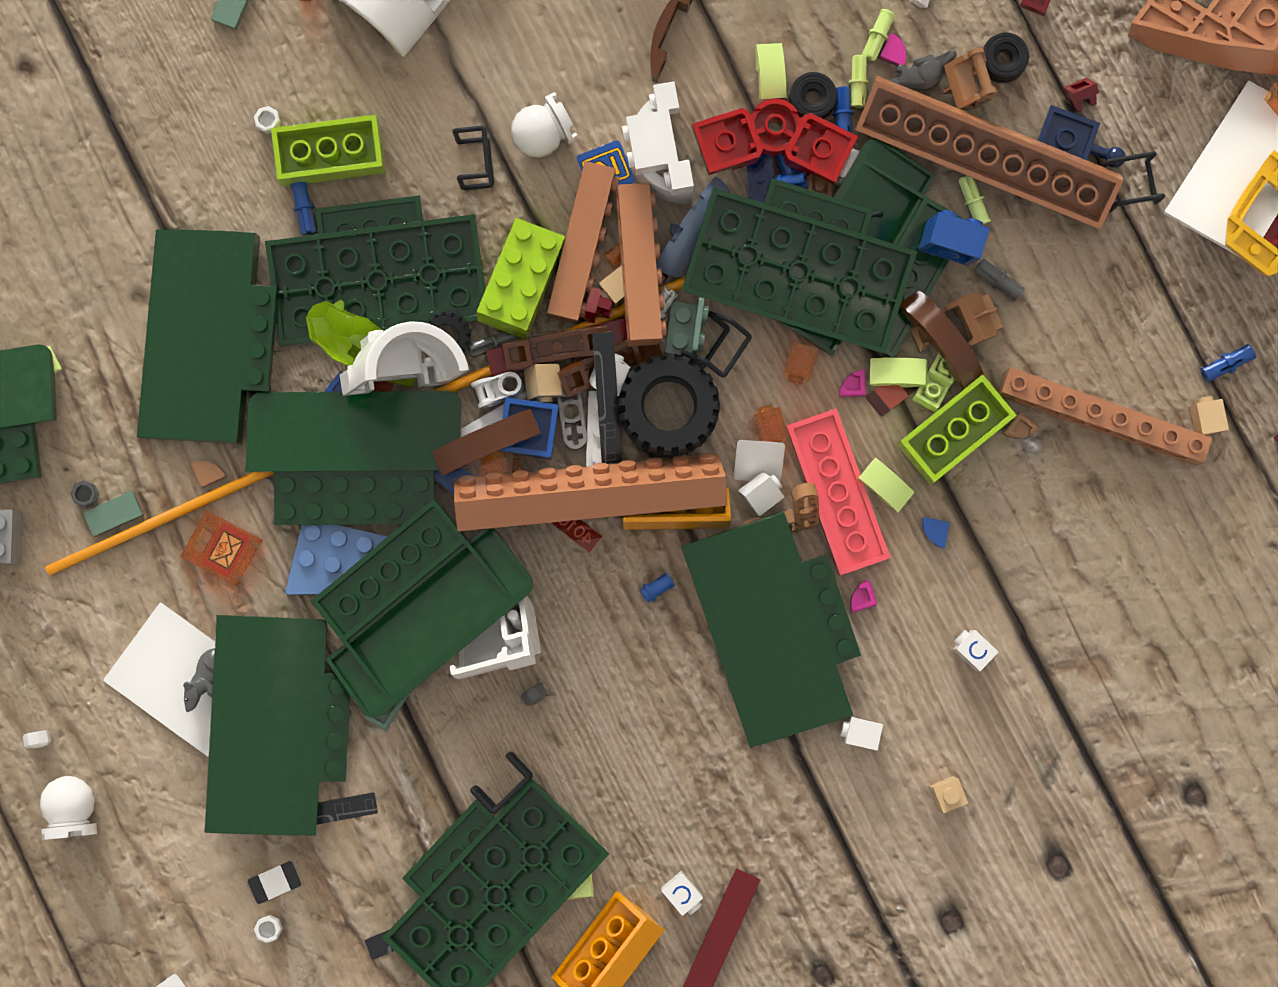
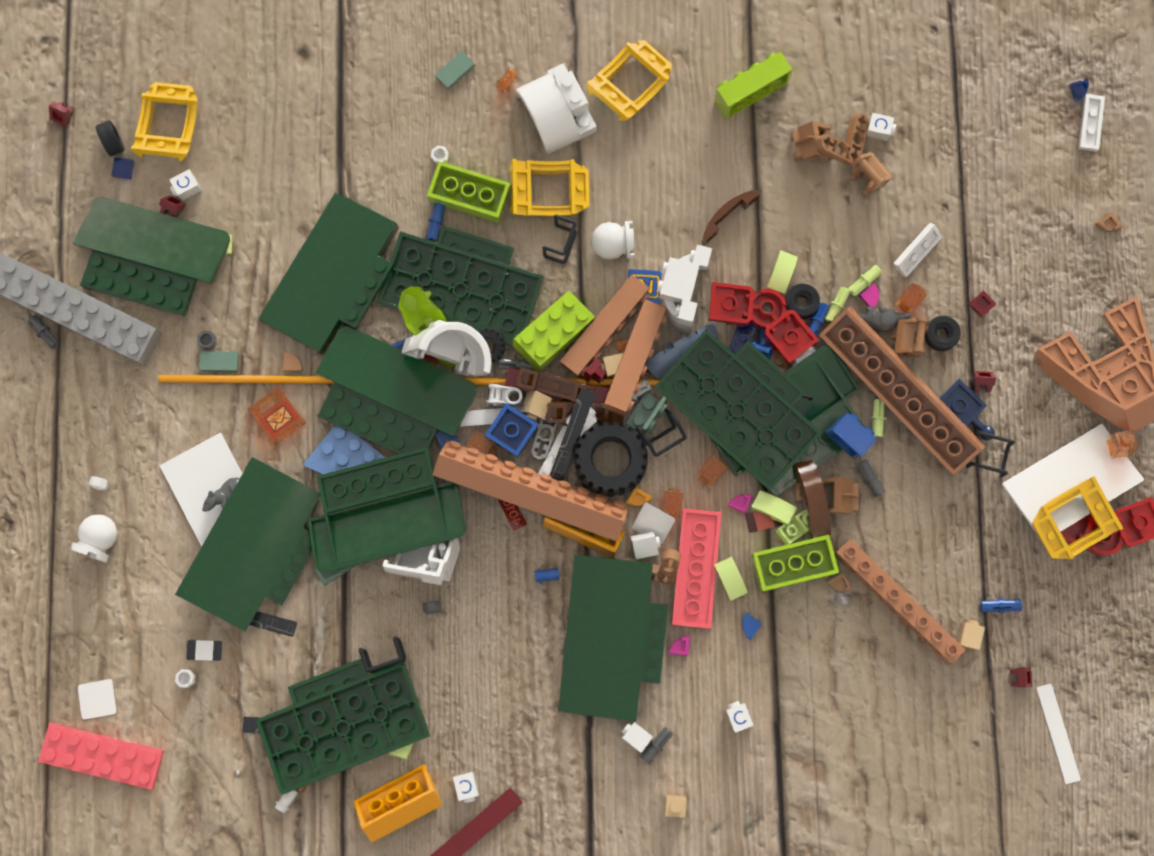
camera: 30 degrees right, 5 degrees down
(392, 113) = (521, 187): none -> yellow wedge
(486, 441) = (479, 425): reddish brown slope -> none
(724, 438) = (638, 498): none -> light orange tile
(891, 731) = (656, 745): none -> dark grey axle
(946, 30) = (911, 298): none -> clear orange brick

